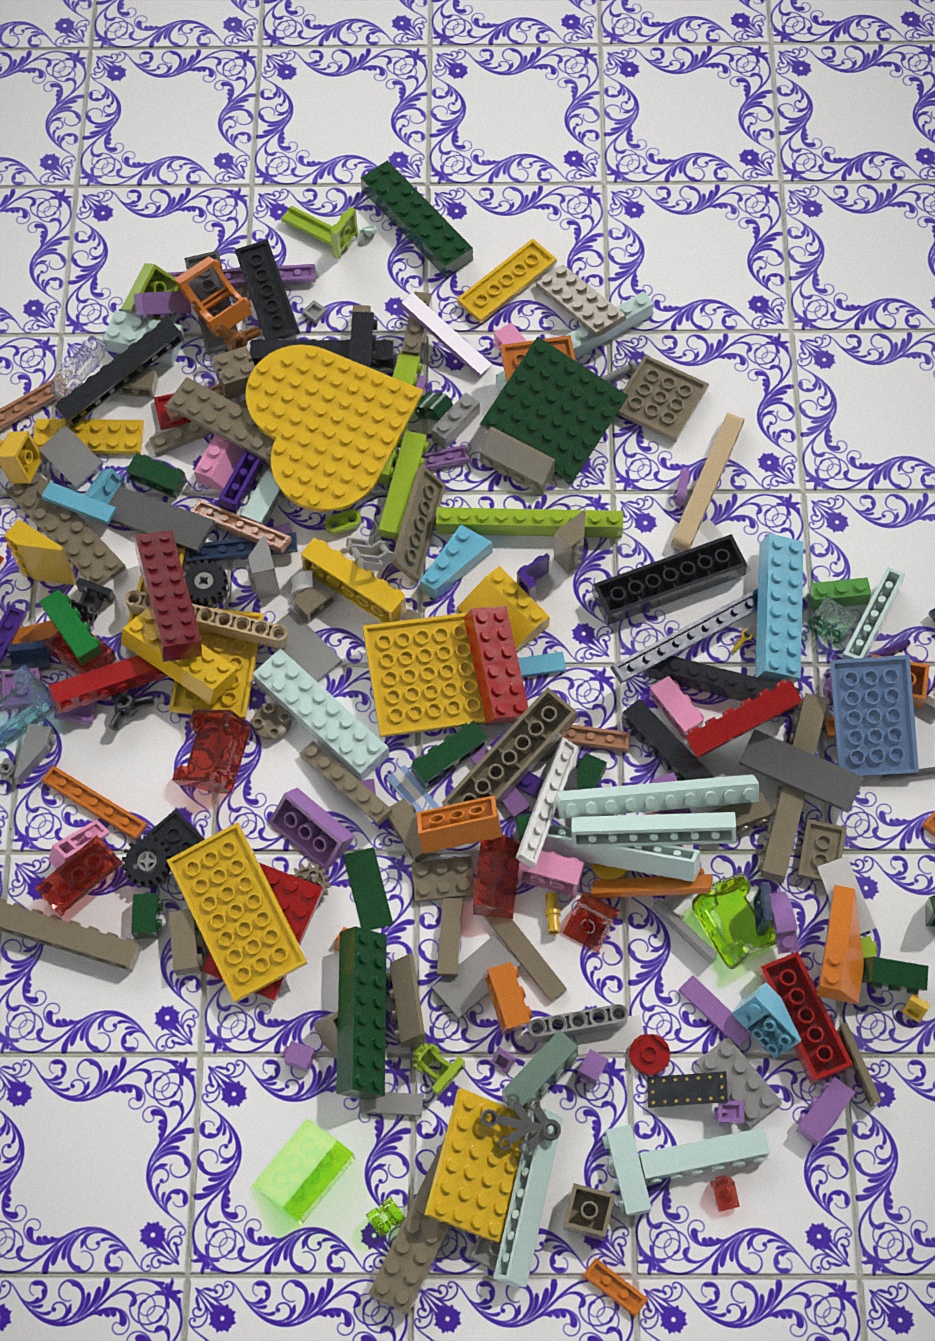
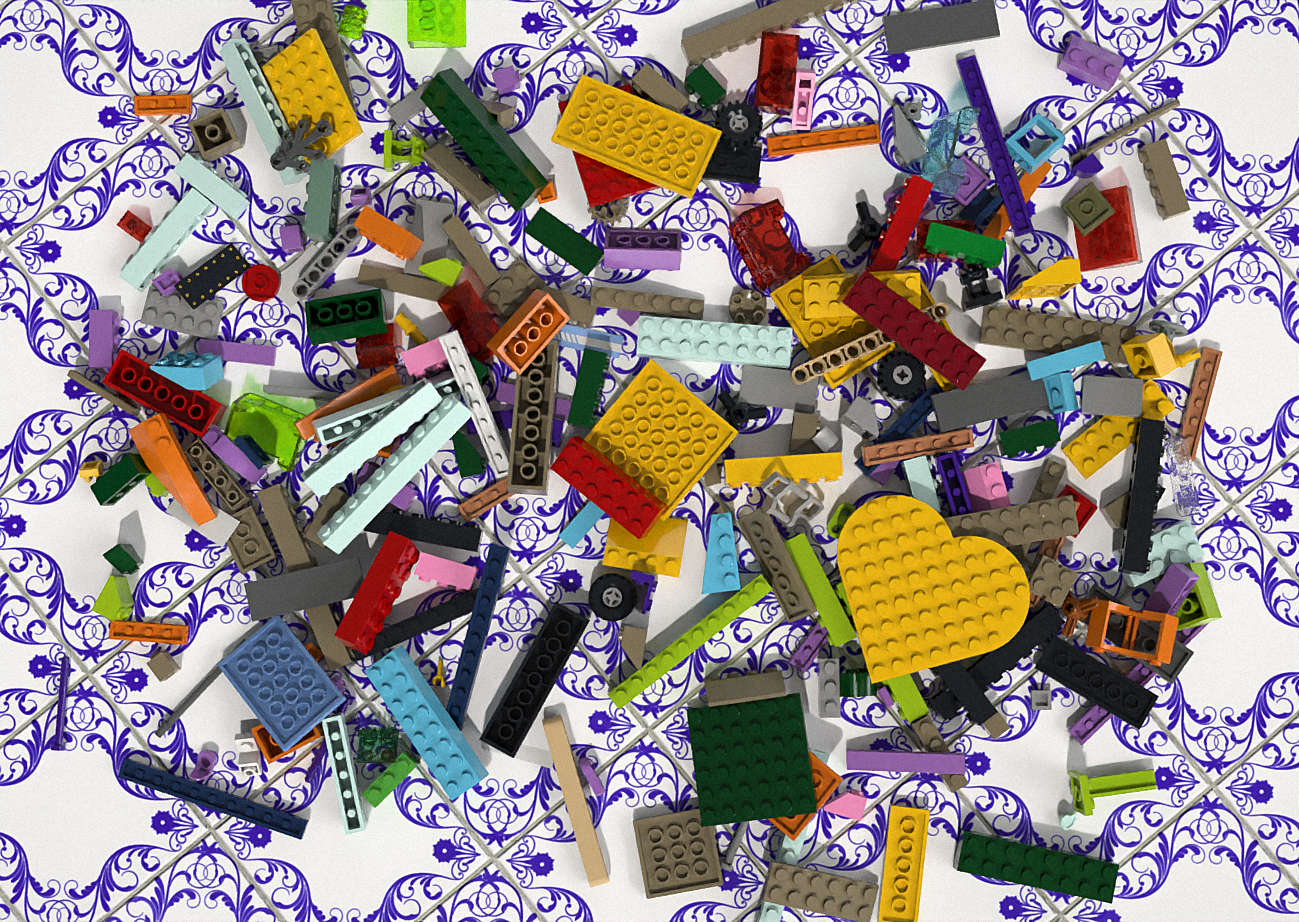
camera: 140 degrees right, 20 degrees up
(344, 648) = (747, 414): none -> black bush
(486, 933) = (443, 271): none -> lime slope
(563, 586) = (609, 589): none -> black wheel
(598, 959) = (346, 316): none -> dark green brick
(808, 919) = (218, 475): none -> dark tan brick

